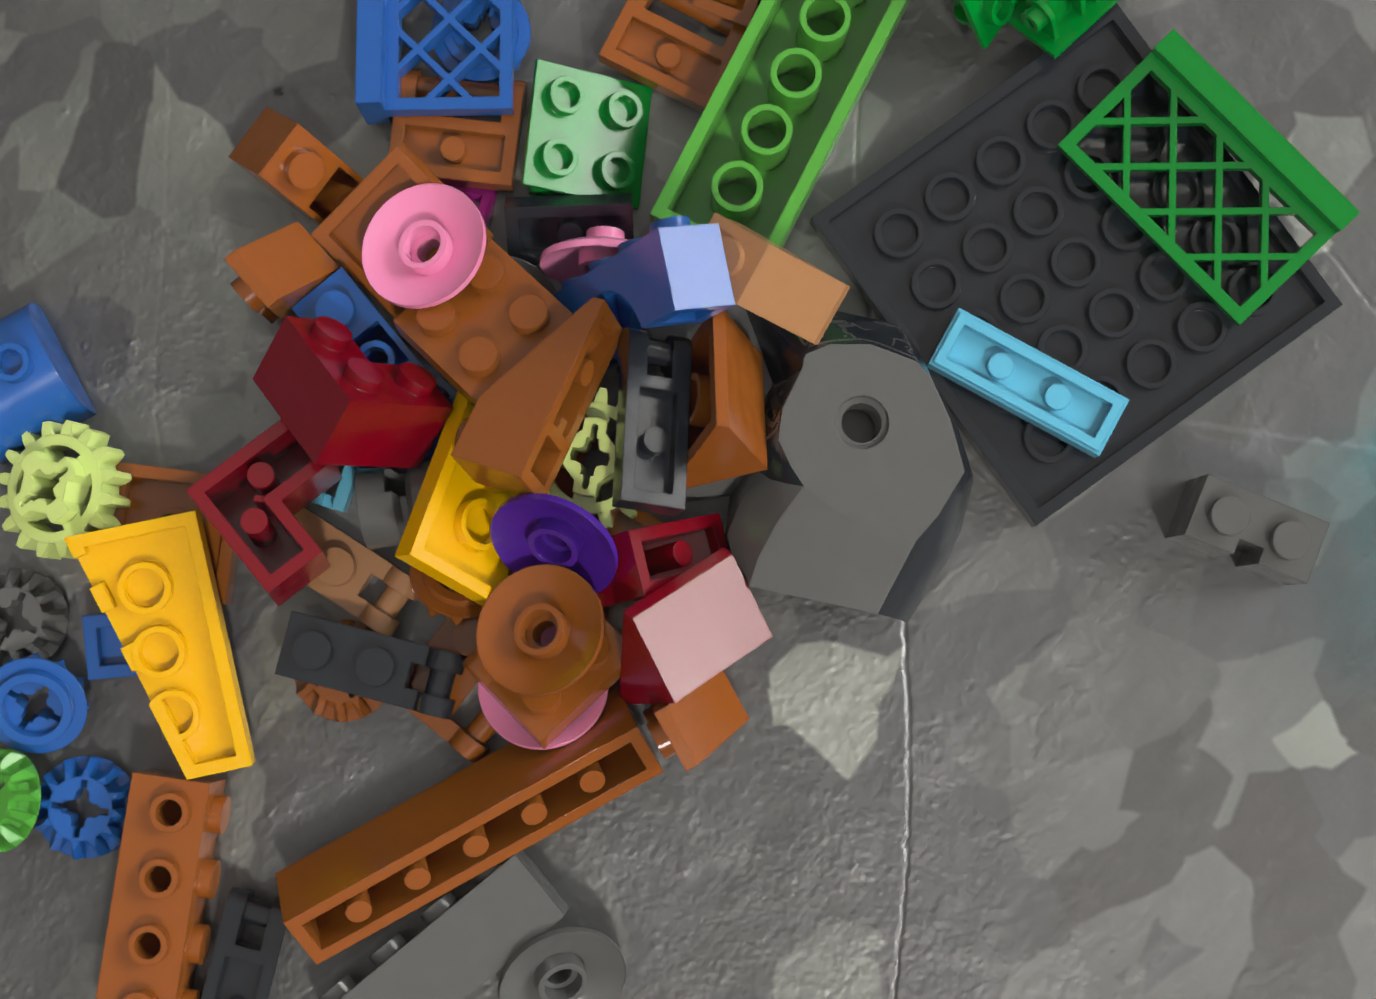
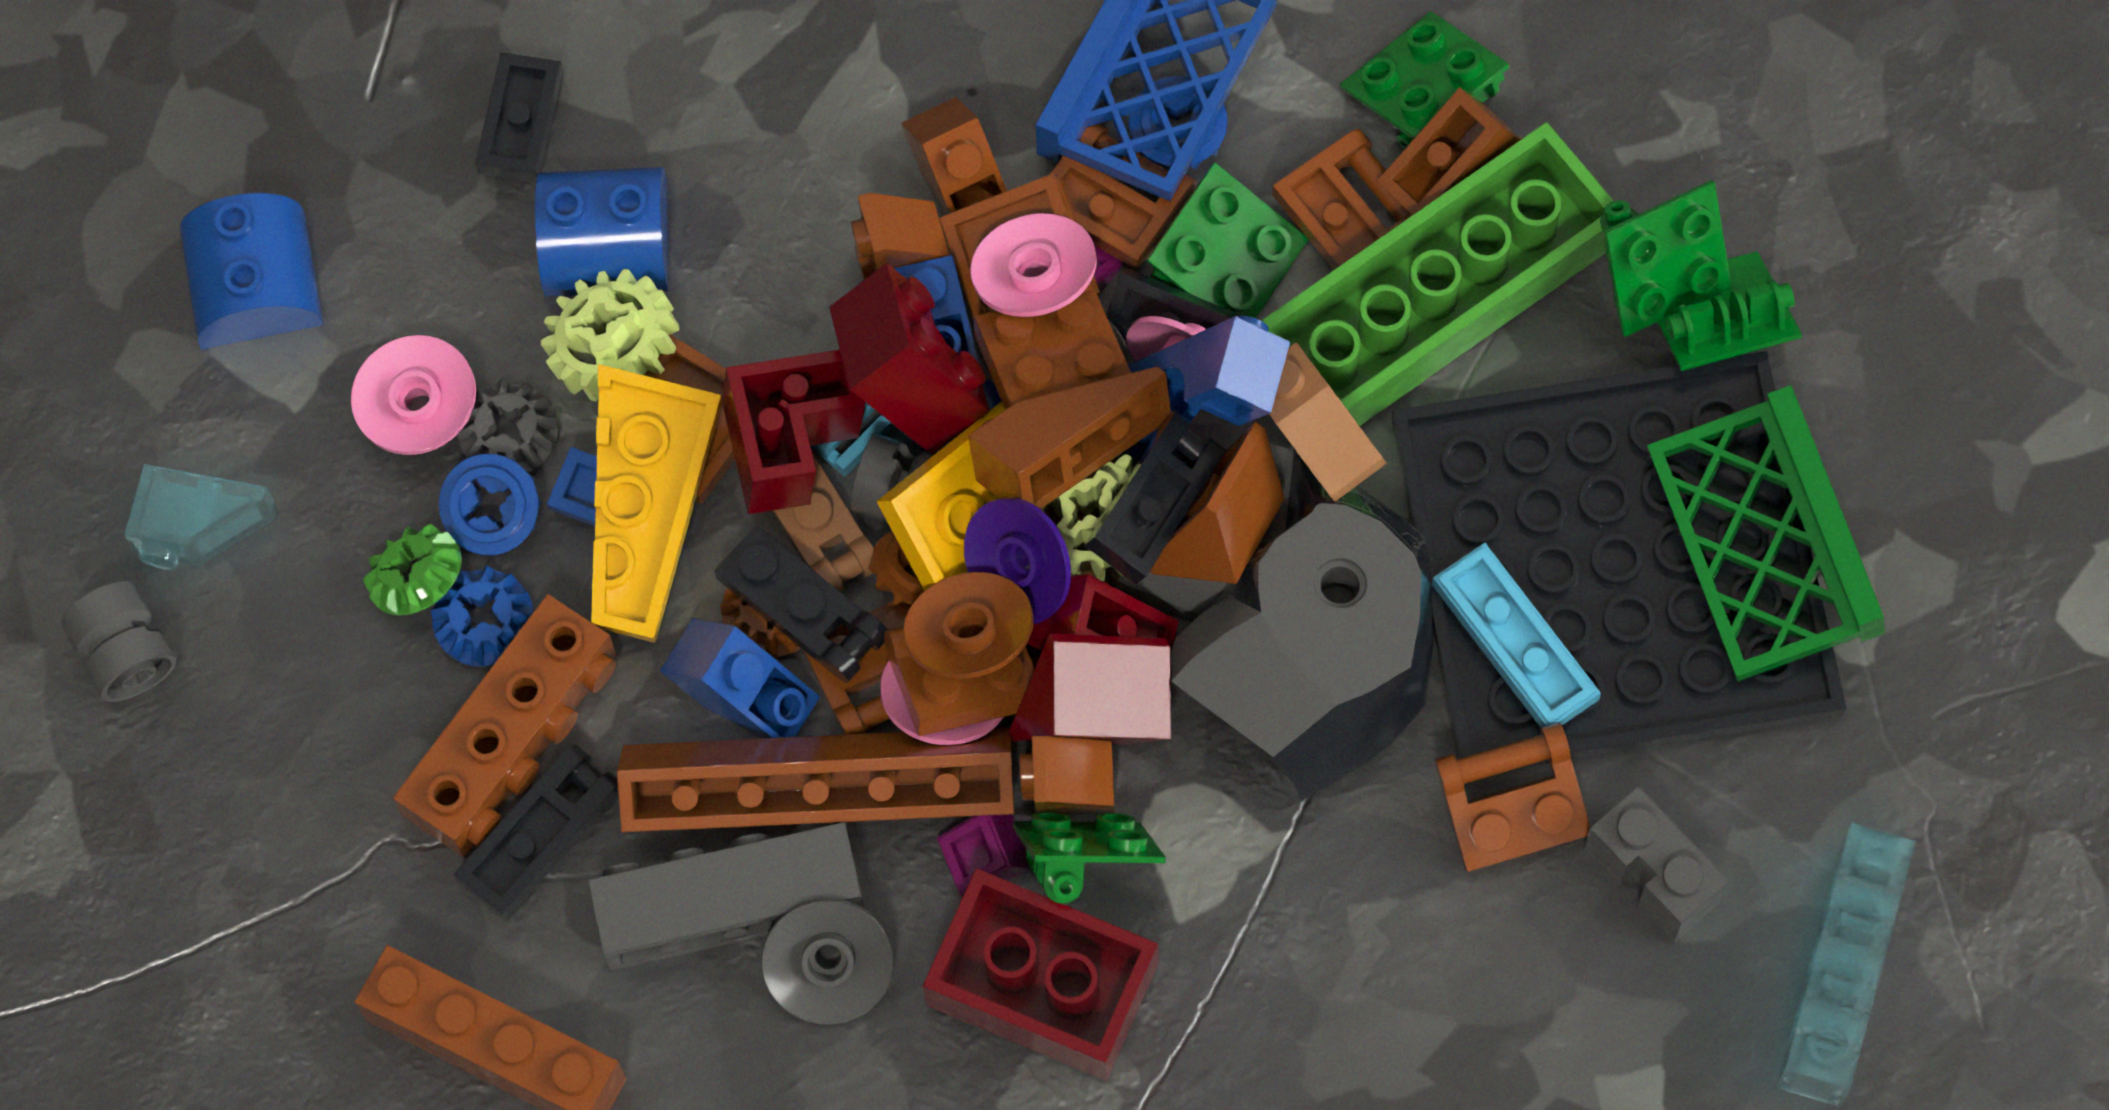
camera: 30 degrees right, 15 degrees down
(350, 760) = (739, 680): none -> blue slope
(650, 807) = (984, 844): none -> magenta slope
(746, 772) = (1061, 847): none -> green hinge
(761, 905) = (1041, 974): none -> dark red brick
(1104, 542) = (1518, 817): none -> dark orange plate

